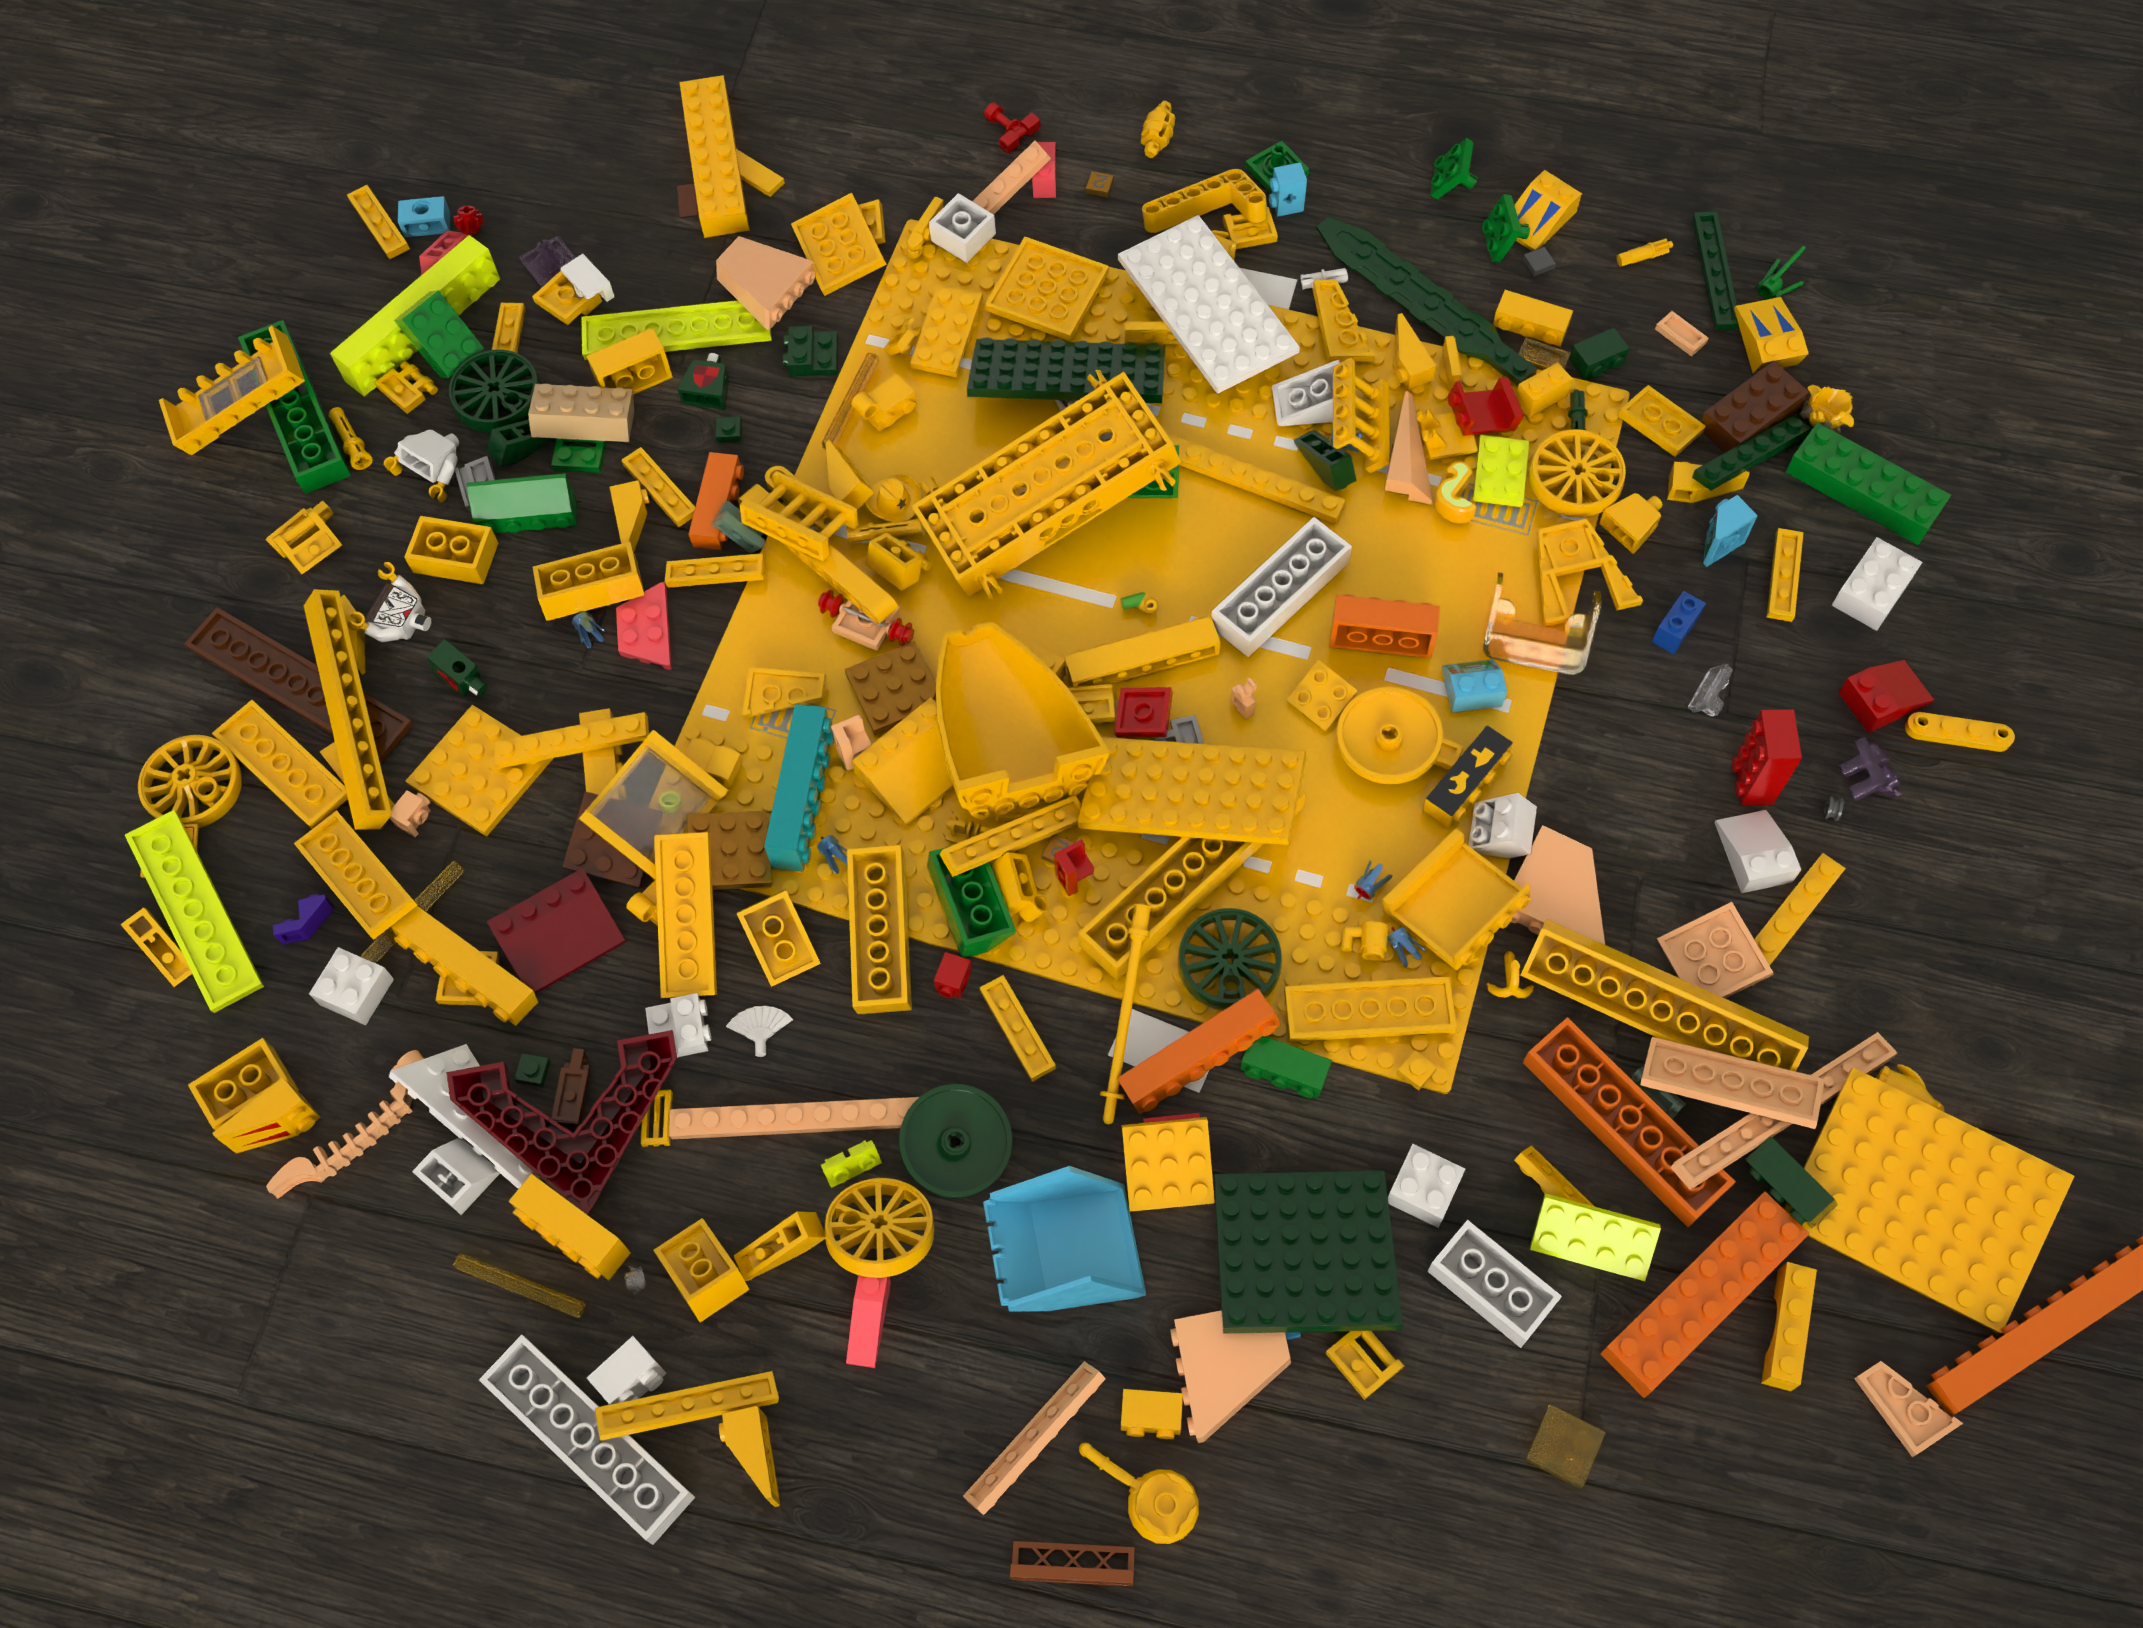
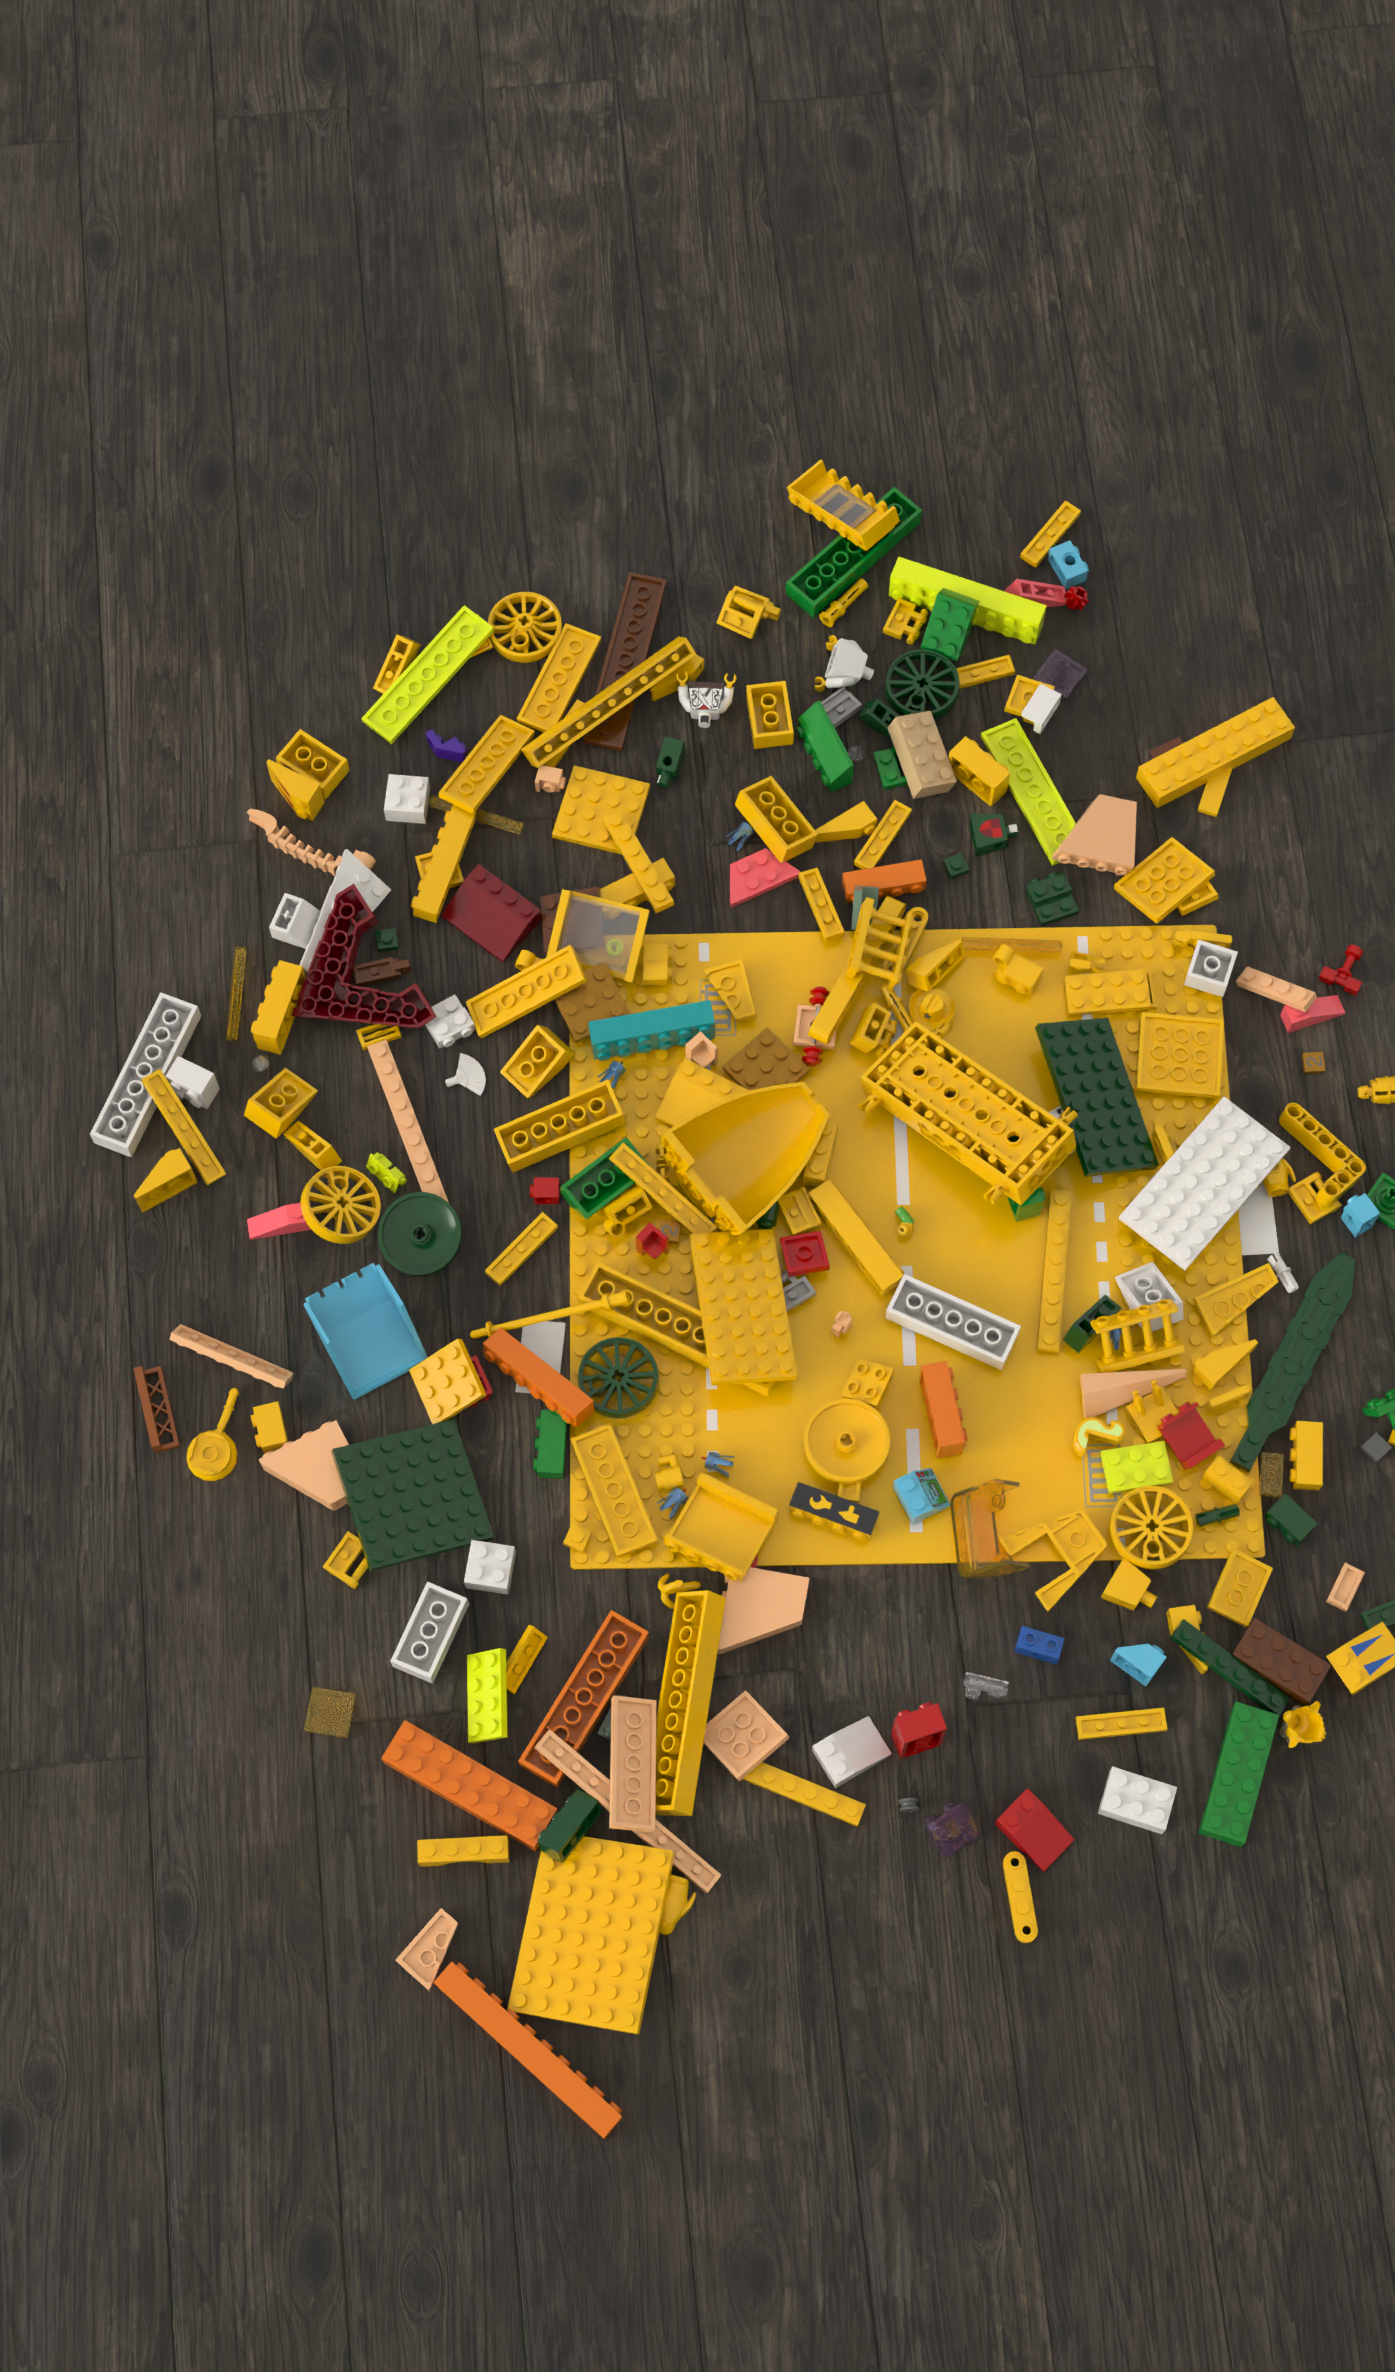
camera: 70 degrees right, 5 degrees up
(1503, 826) = (798, 1548): white slope -> none

